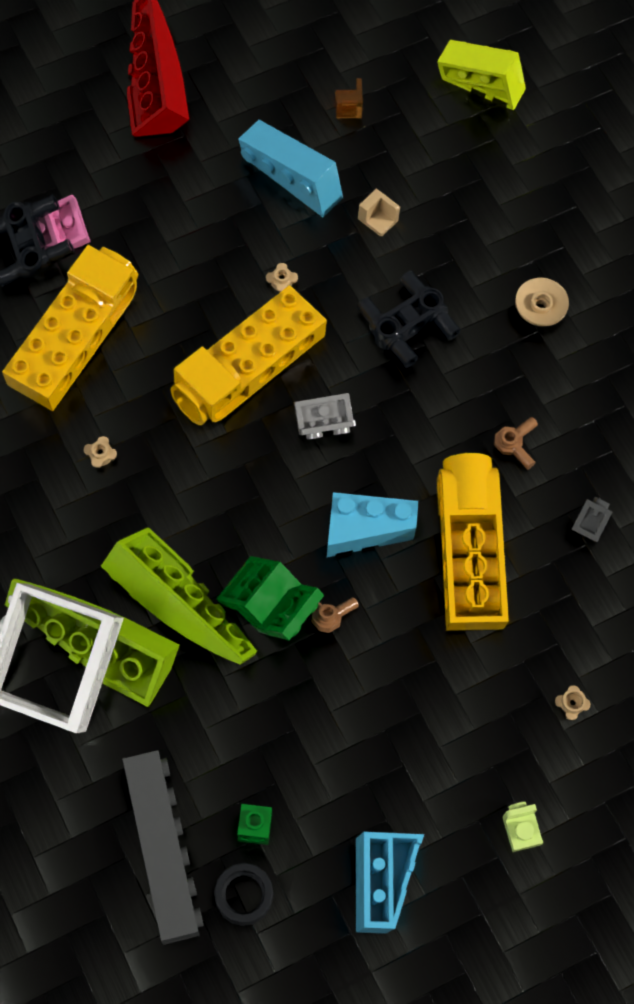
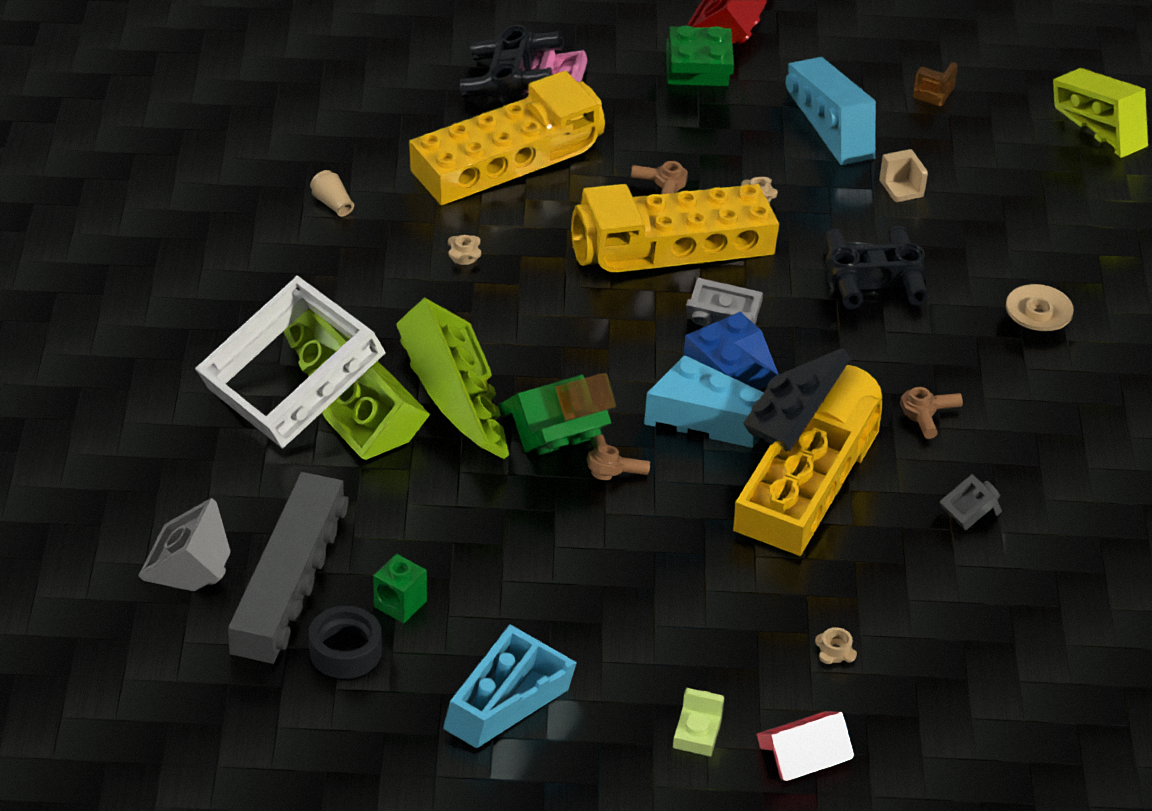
camera: 30 degrees right, 25 degrees down
(79, 873) = (189, 550): none -> light grey slope
(166, 161) = (699, 56): none -> green bracket
(210, 299) = (669, 176): none -> medium nougat piece
(298, 587) = (585, 396): none -> clear orange panel
(358, 465) = (733, 348): none -> blue slope
(443, 510) = (794, 399): none -> black wing
(600, 801) = (808, 744): none -> panel

